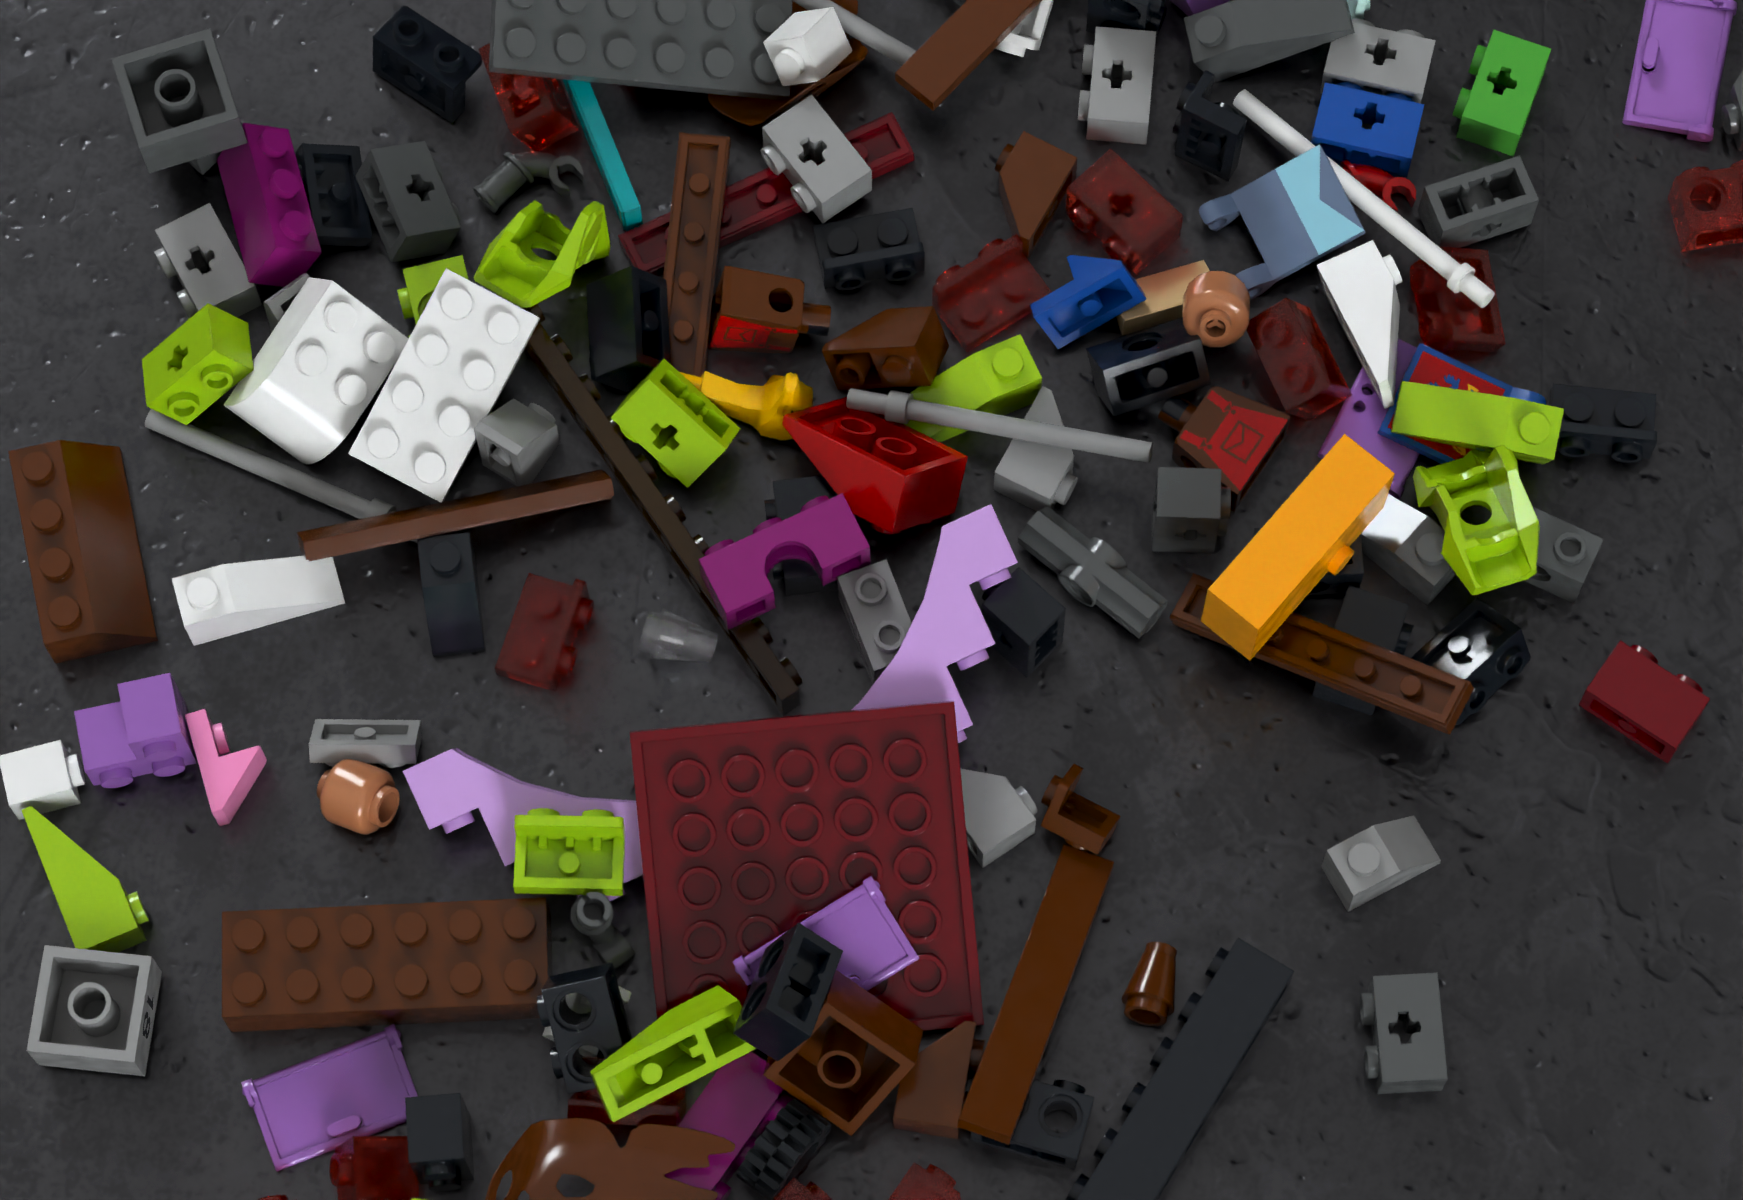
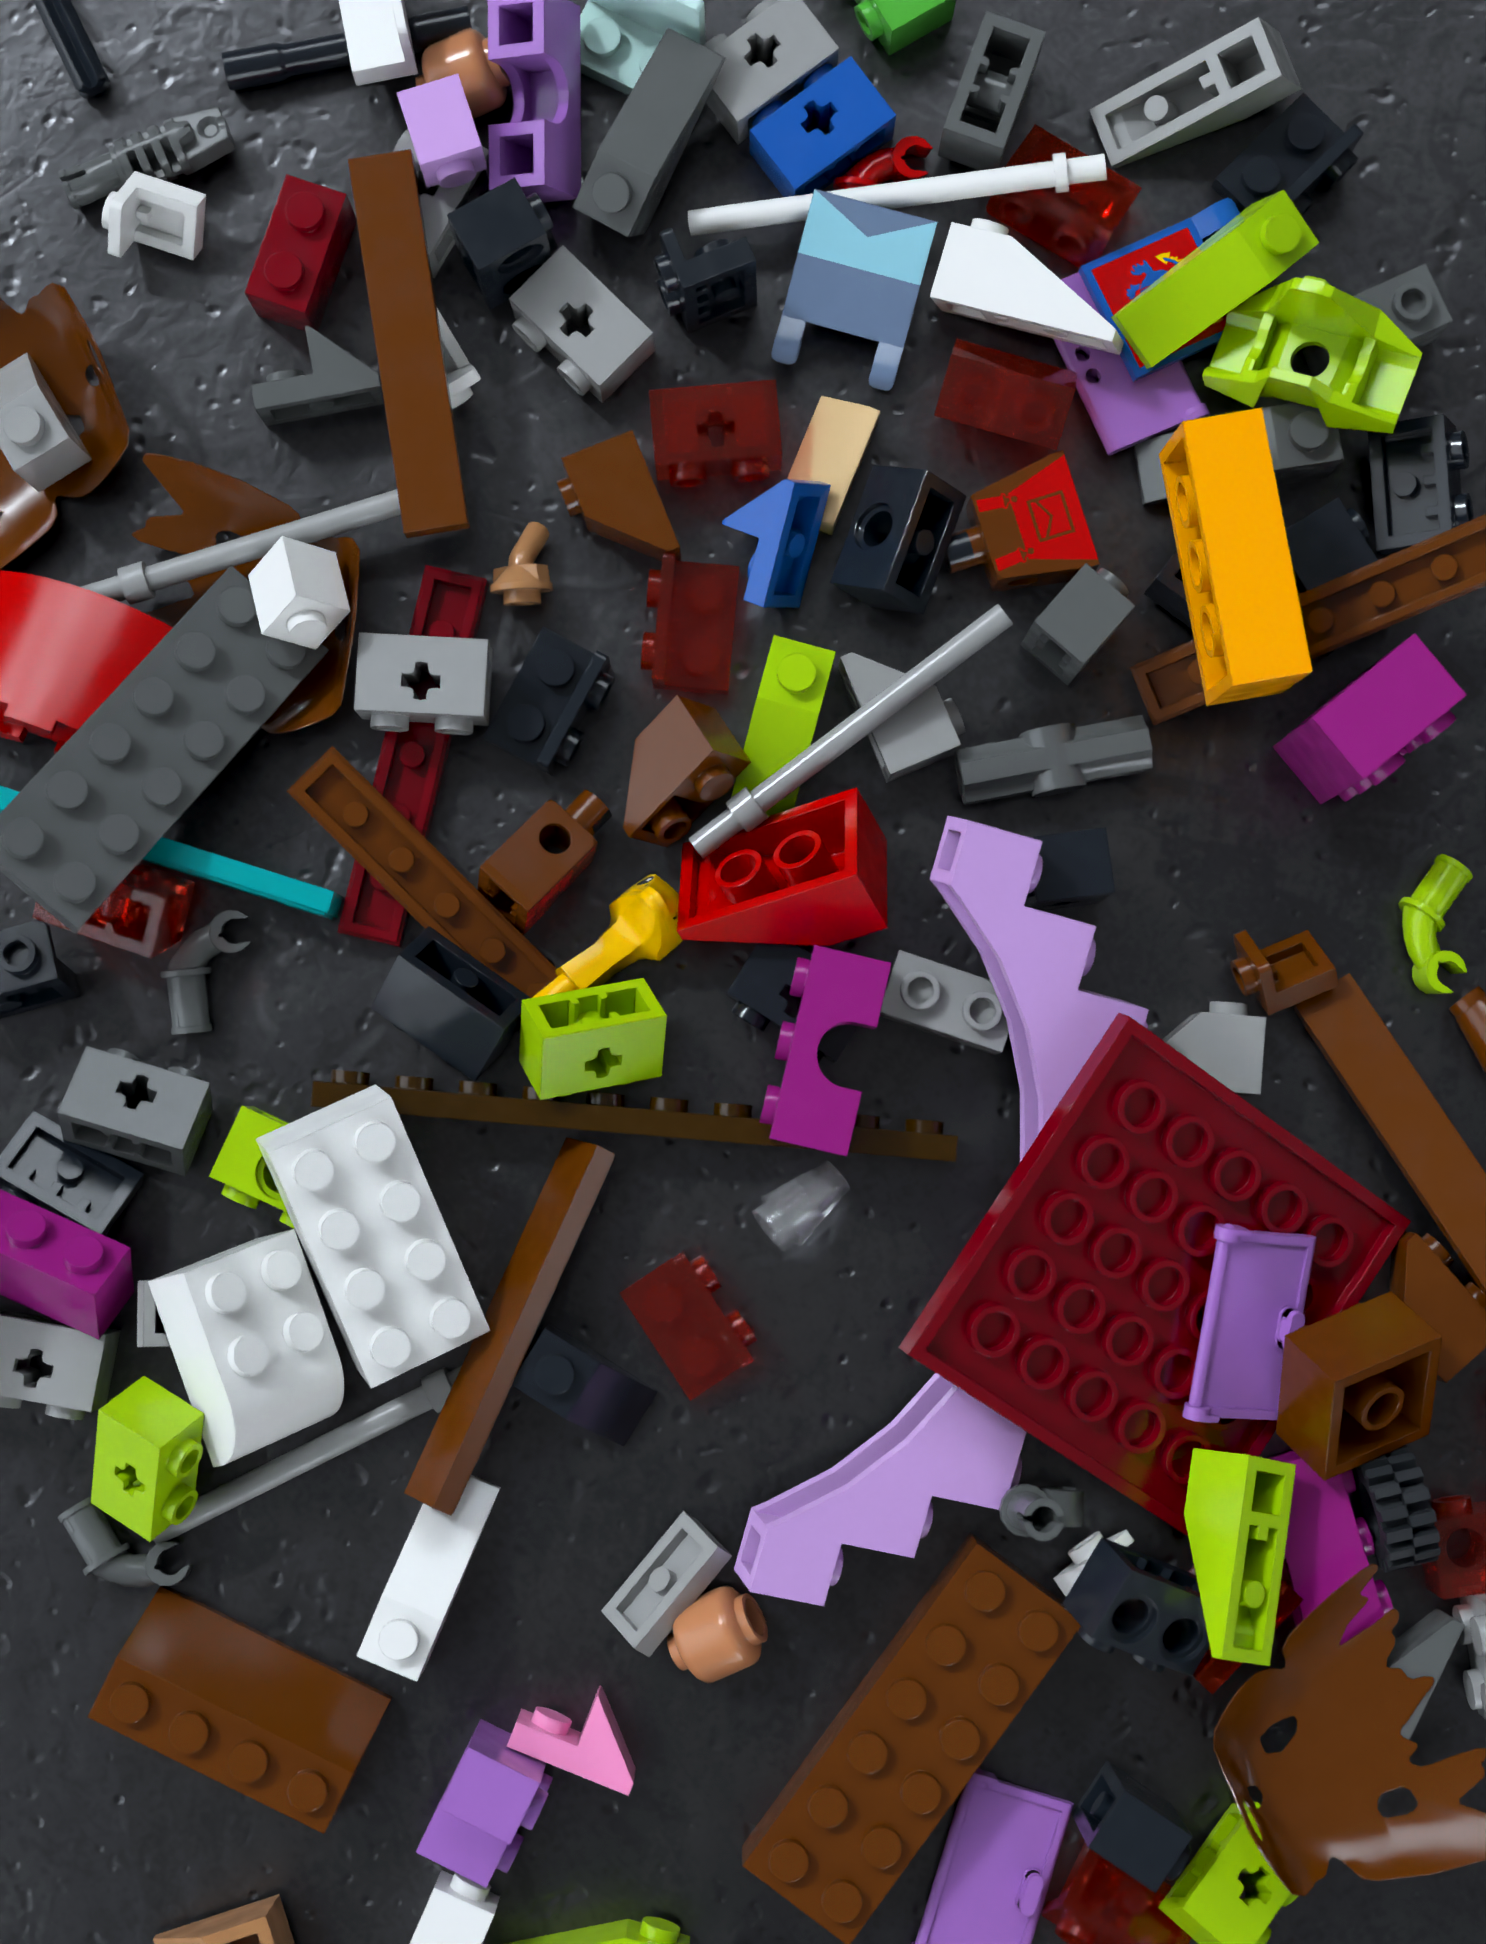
camera: 55 degrees left, 15 degrees up
(115, 404) = (110, 1559): none -> dark grey piece
(517, 441) = (478, 1198): light grey slope -> none
(527, 279) = (320, 1072): lime piece -> none
(569, 853) = (965, 1497): lime bracket -> none
(788, 992) = (1282, 1403): black brick -> none
(932, 172) = (522, 580): none -> medium nougat plate
(1189, 880) = (1424, 918): none -> lime piece
(1216, 308) = (904, 428): nougat head -> none
(1275, 724) = (1372, 723): none -> magenta brick
(1598, 331) = (1198, 94): none -> light grey slope

